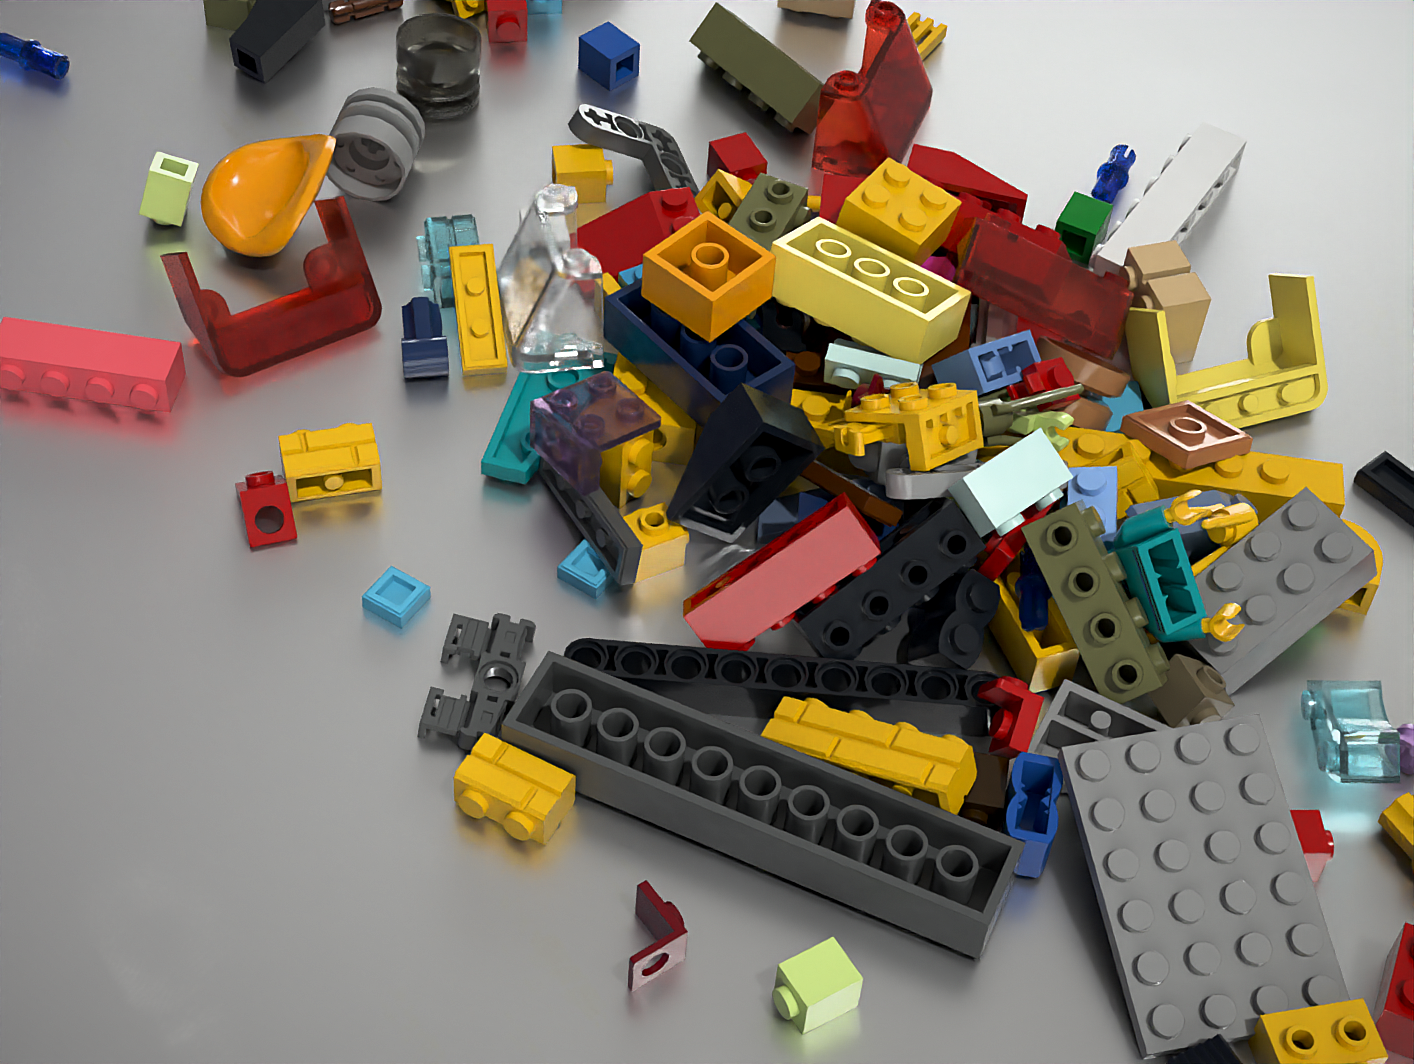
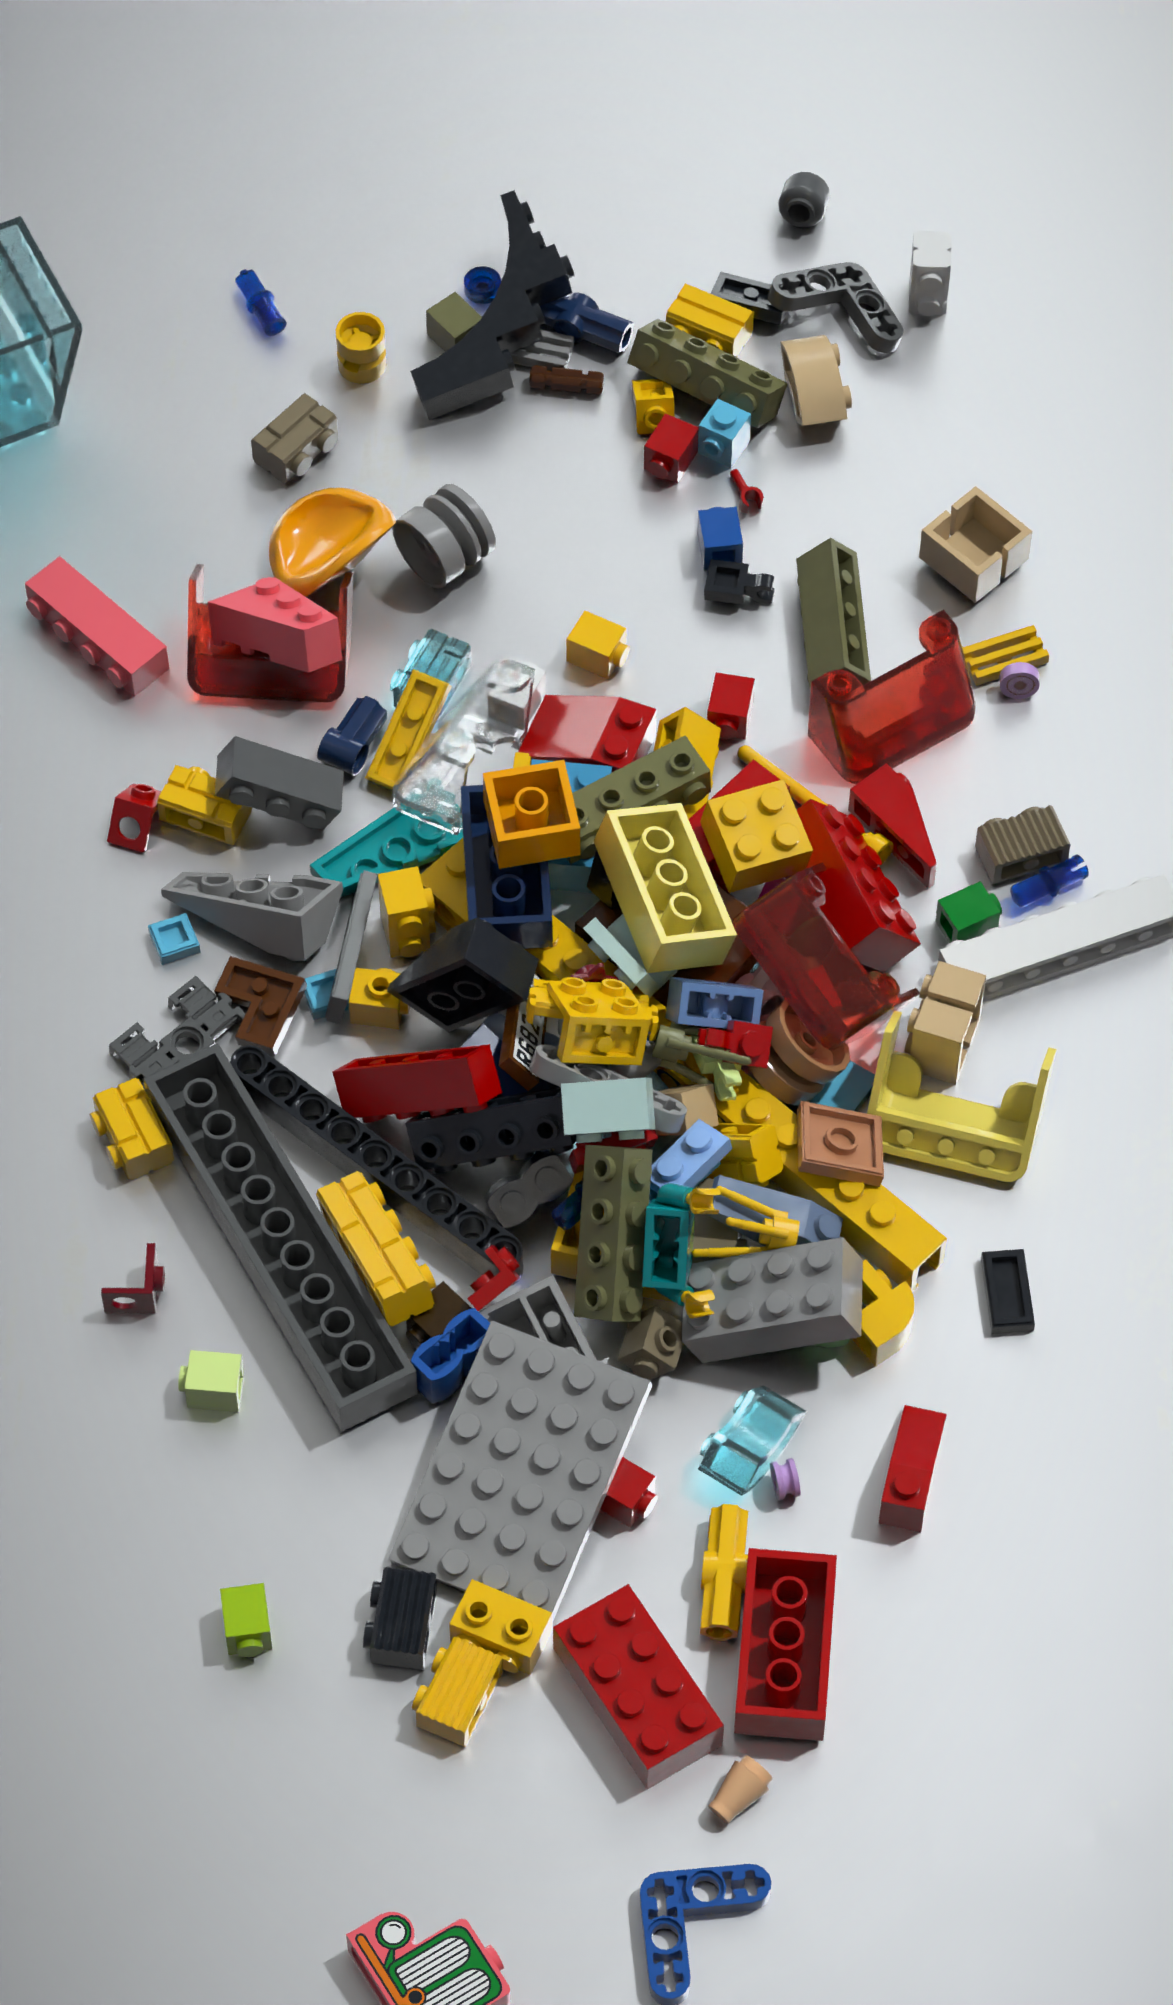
camera: 40 degrees right, 10 degrees up
(156, 127) = (295, 439): none -> dark tan brick
(162, 45) = (361, 347): none -> yellow wheel
(168, 189) = (261, 496): yellowish green brick -> none
(283, 269) = (276, 622): none -> coral wedge
(397, 400) = (279, 783): none -> dark grey brick
(439, 64) = (558, 481): clear smoke wheel -> none
(491, 521) = (274, 916): none -> light grey wedge
(538, 591) = (270, 1000): none -> reddish brown plate
(584, 420) = (383, 881): clear purple bracket -> none
(601, 17) = (746, 492): none -> red hand
(638, 140) = (666, 646): dark grey beam -> none
(649, 84) = (732, 581): none -> black plate
(944, 51) = (1019, 680): none -> lavender tile
(1066, 158) = (1021, 843): none -> dark tan brick

